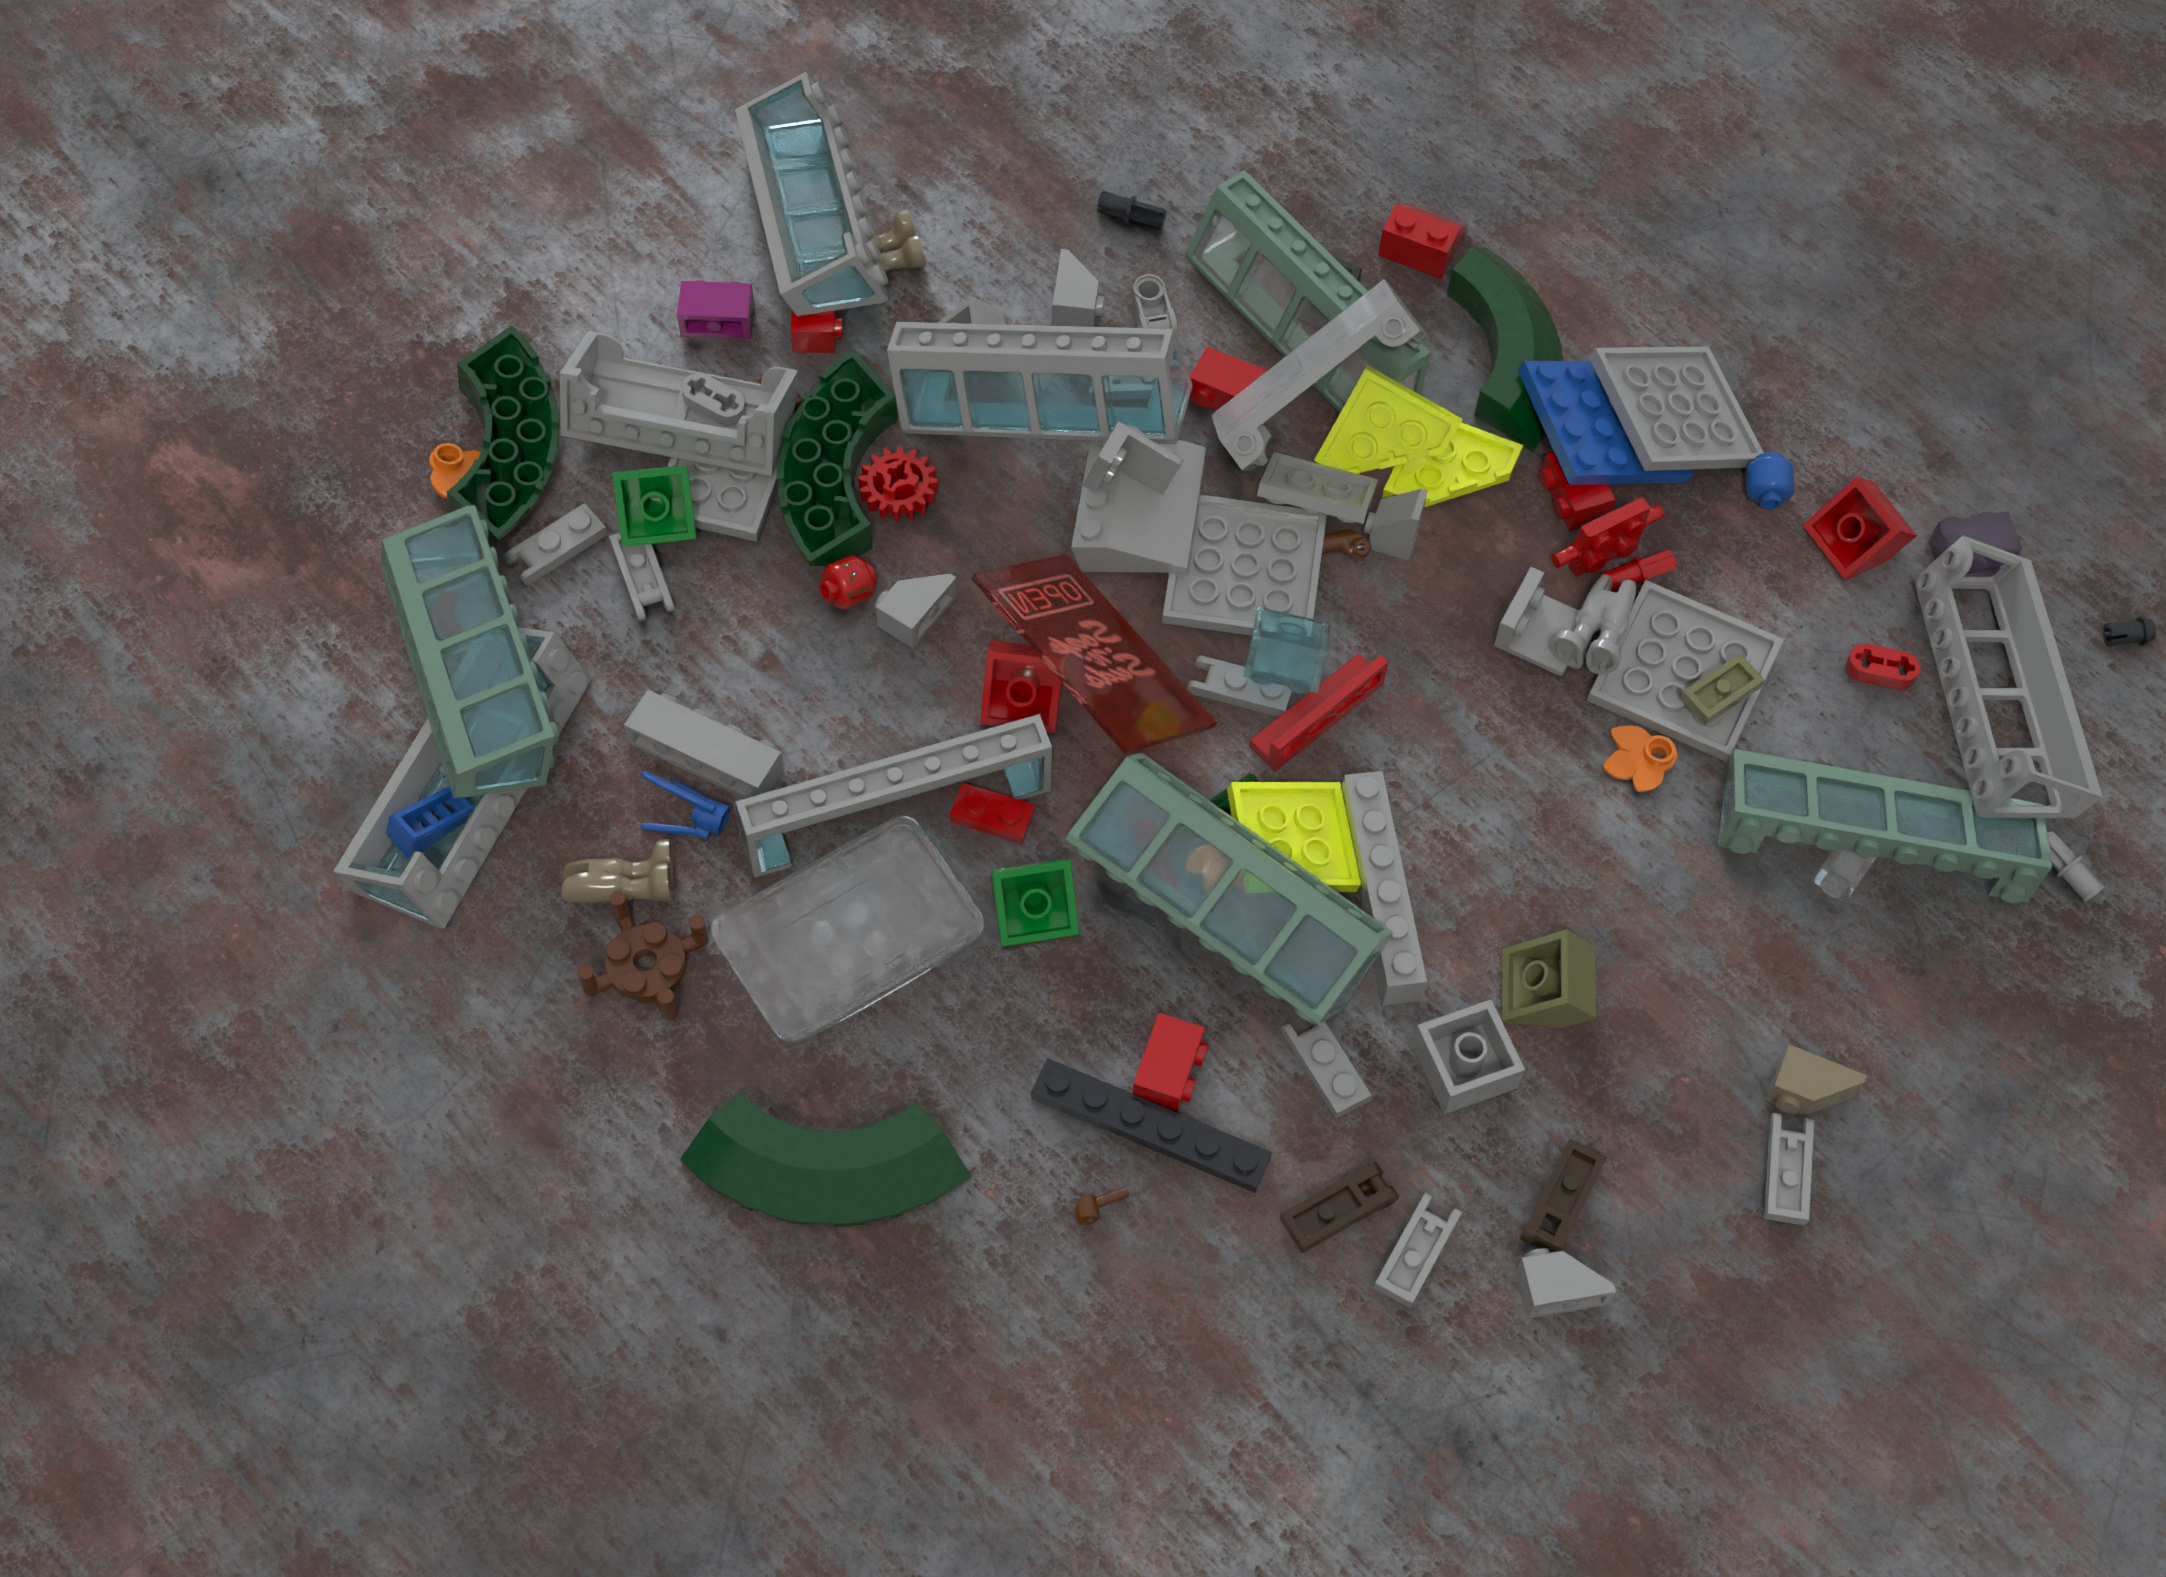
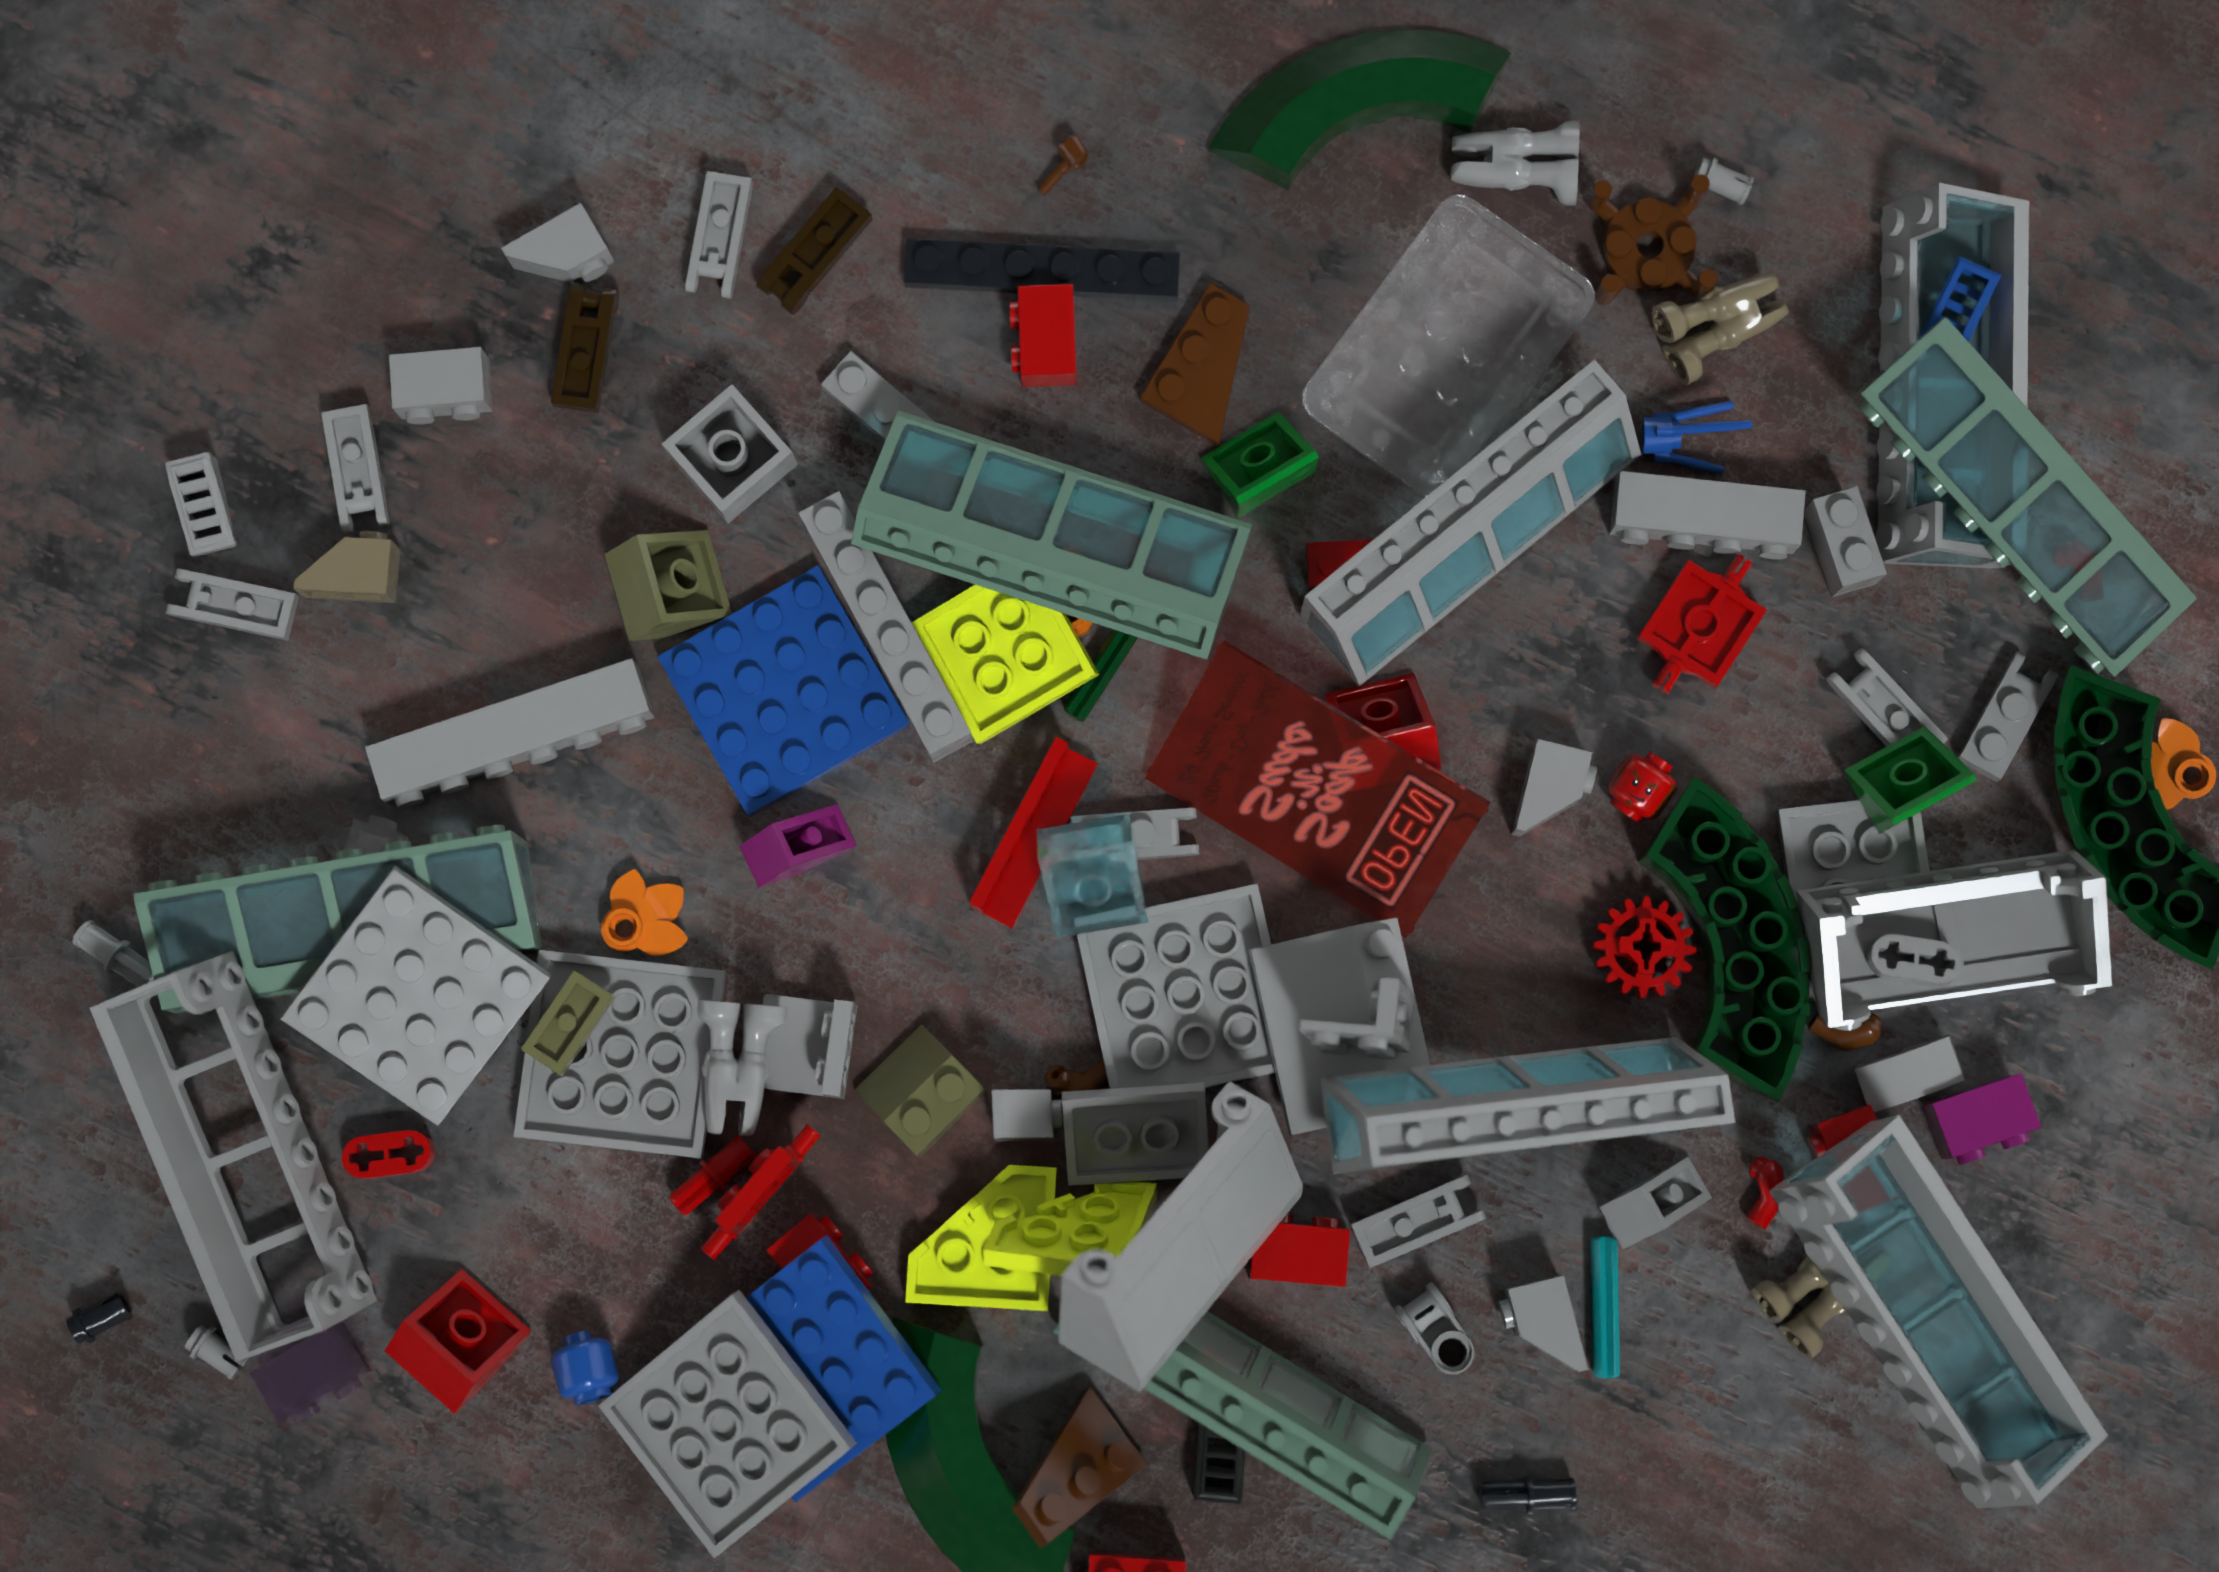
camera: 165 degrees right, 20 degrees up
(564, 990) = (1725, 181): none -> light grey pin
(611, 688) = (1844, 542): none -> light grey brick
(726, 1071) = (1505, 161): none -> light grey piece
(740, 348) = (1910, 1073): none -> light grey slope
(747, 675) = (1702, 624): none -> red plate
(883, 317) = (1768, 1175): none -> red arm
(1031, 288) = (1605, 1307): none -> teal axle
(1049, 1002) = (1200, 366): none -> reddish brown wing
(1448, 296) = (1078, 1472): none -> reddish brown wing
(1465, 569) = (920, 1091): none -> olive slope
(1480, 878) = (783, 691): none -> blue plate
(1505, 759) = (797, 845): none -> magenta slope
(1698, 1208) = (440, 384): none -> light grey brick
(1711, 916) = (510, 733): none -> light grey brick
(1837, 743) = (416, 995): none -> light grey plate
(1917, 1215) = (189, 466): none -> light grey slope
(1919, 1095) = (236, 605): none -> light grey hinge
(2050, 588) = (213, 1349): none -> light grey pin

